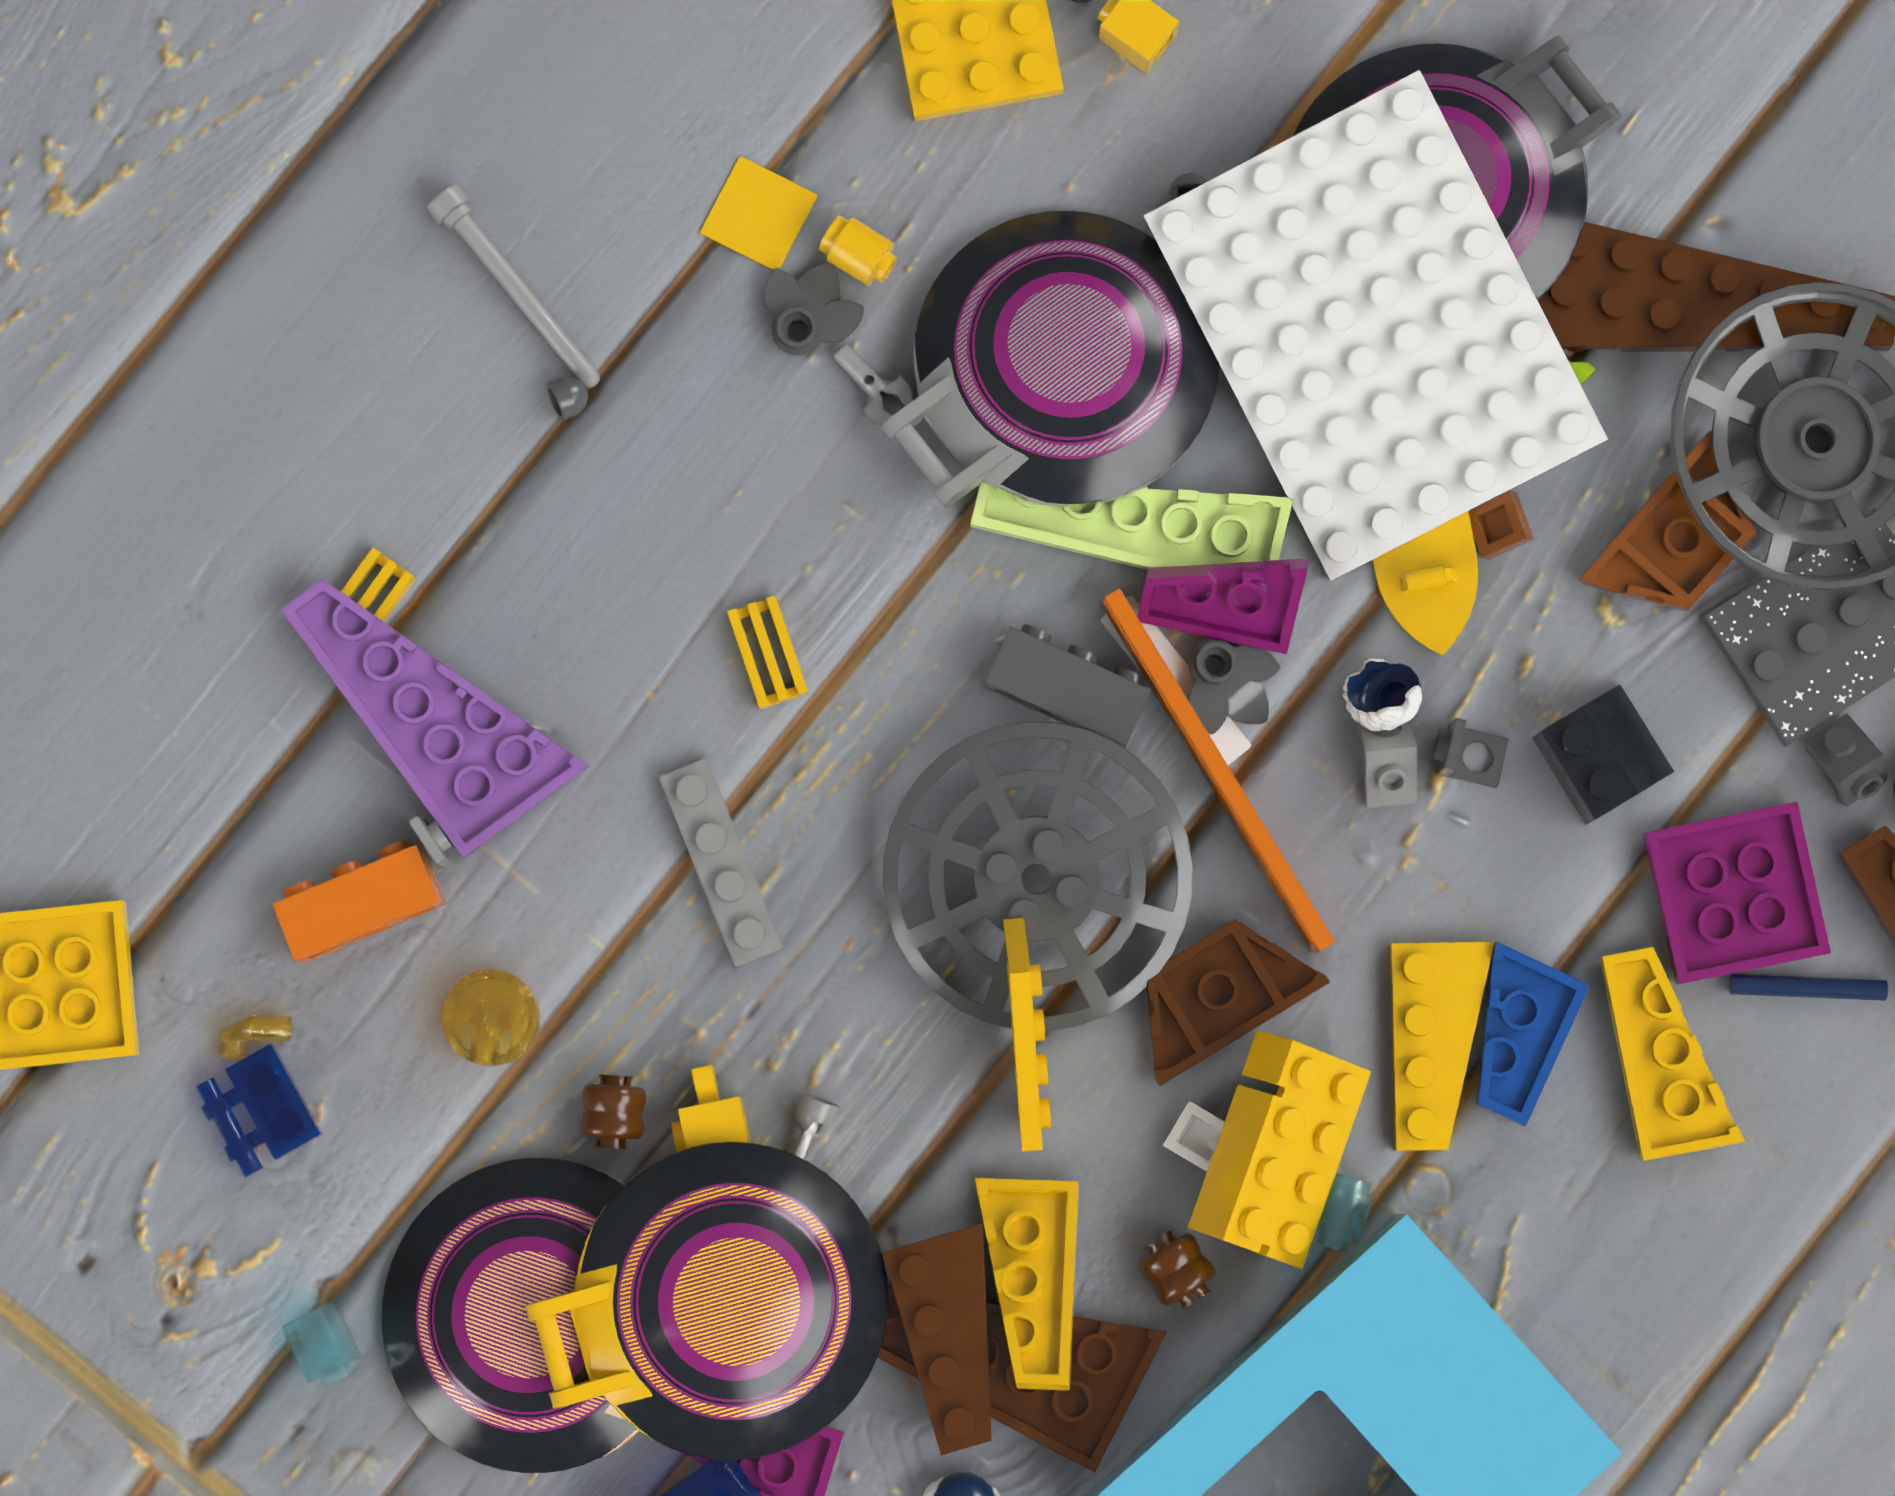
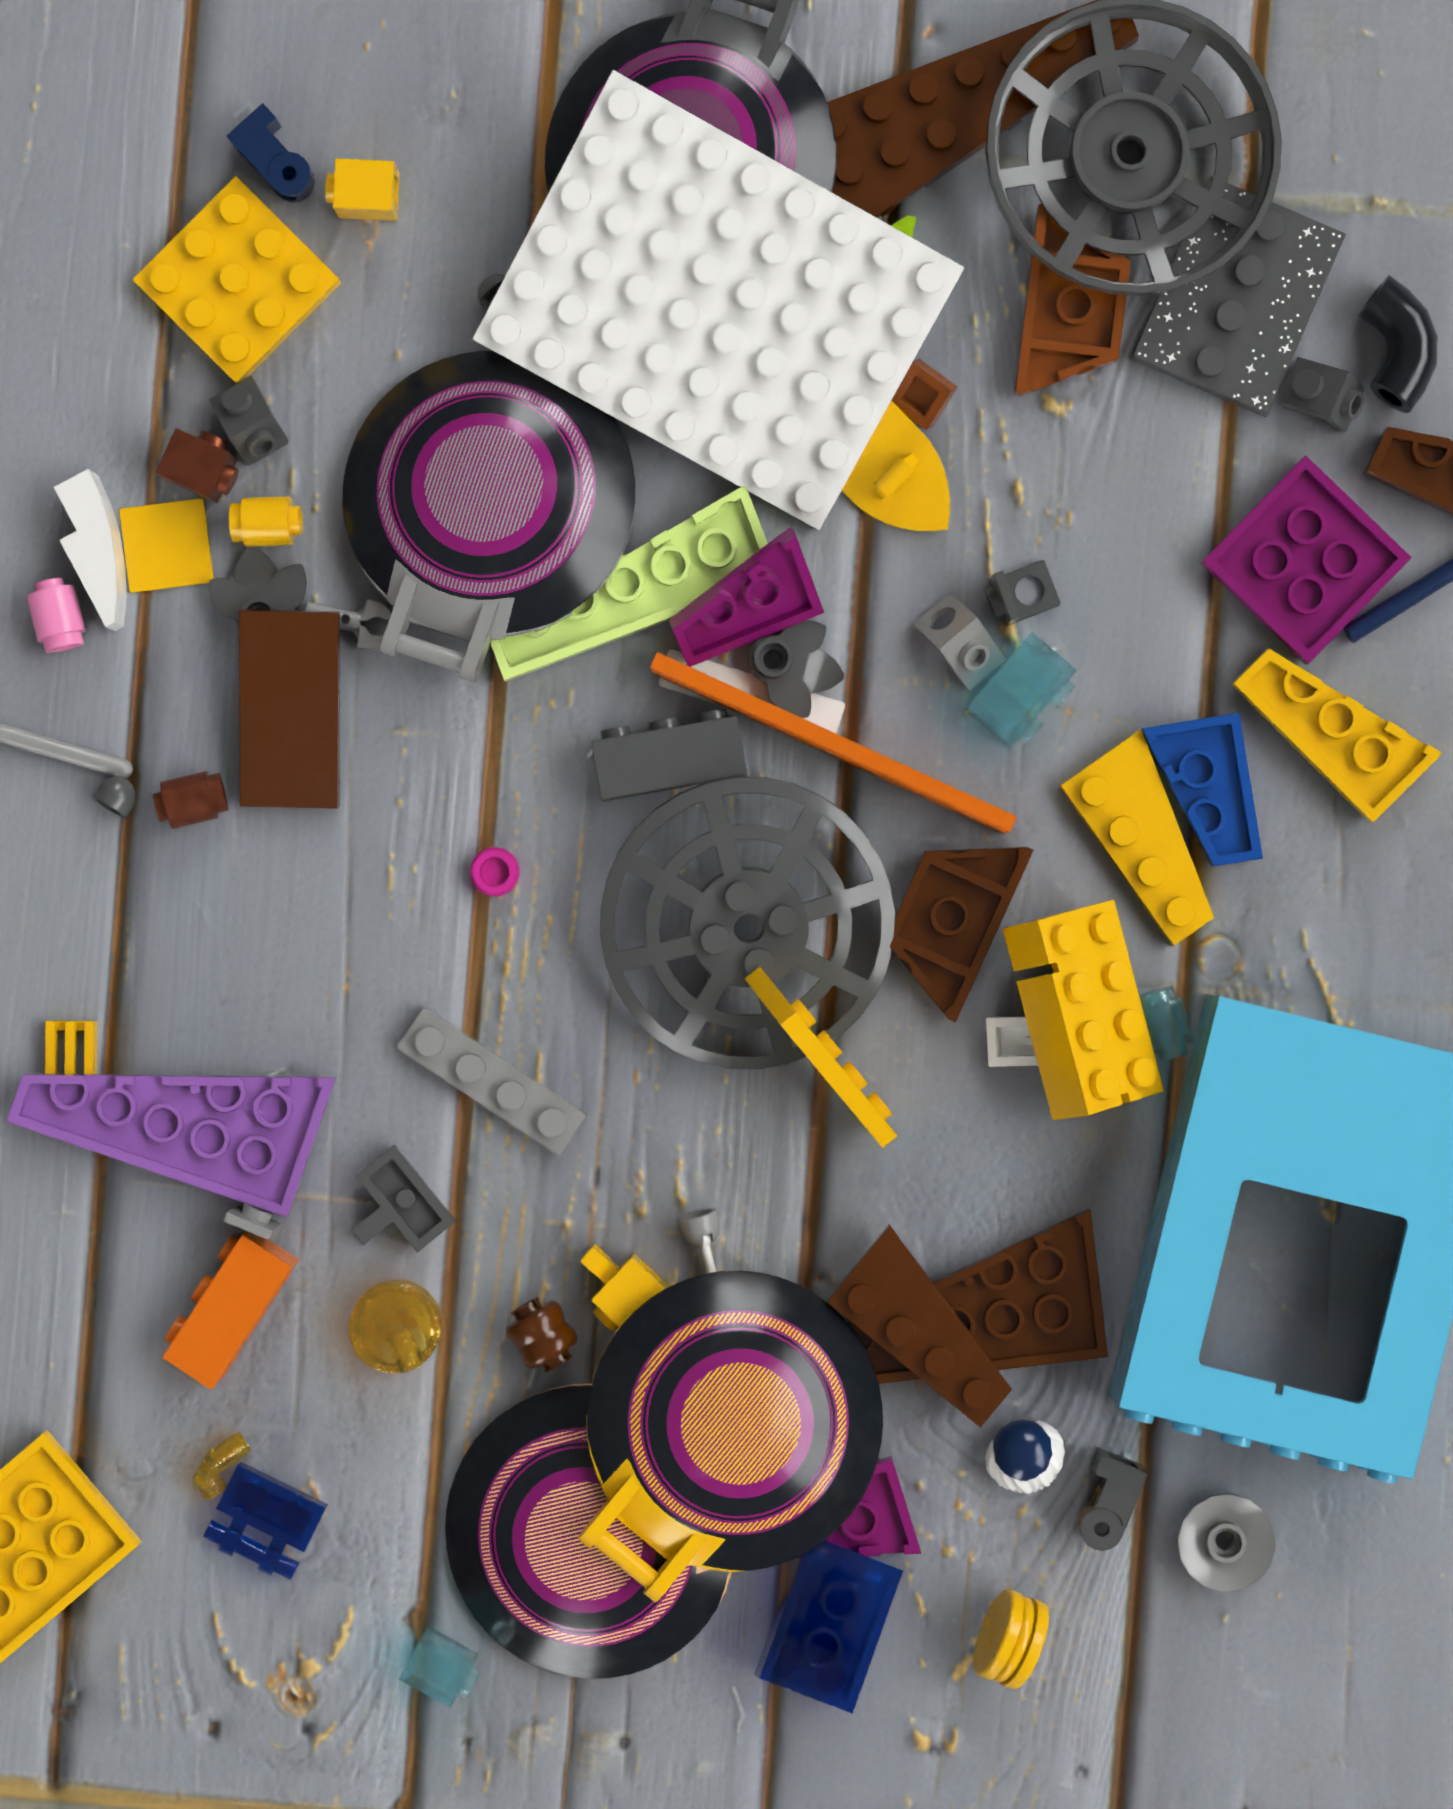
camera: 25 degrees left, 5 degrees up
(569, 913) = (400, 1202): none -> dark grey hinge
(624, 209) = (56, 615): none -> bright pink brick
(630, 443) = (191, 799): none -> copper brick
(699, 172) = (95, 545): none -> white slope
(754, 610) = (380, 866): yellow tile -> none
(769, 423) = (289, 708): none -> reddish brown tile
(835, 164) = (199, 464): none -> copper brick
(848, 684) = (495, 871): none -> dark pink tile
(903, 156) = (248, 421): none -> dark grey bracket
(1033, 1264) = (949, 1226): yellow wing -> none
(1177, 1269) = (1065, 1156): reddish brown piece -> none
(1382, 694) = (922, 593): dark blue hair -> none
(1411, 838) = (1021, 691): none -> clear light blue brick
(1602, 754) = (1127, 521): black slope -> none

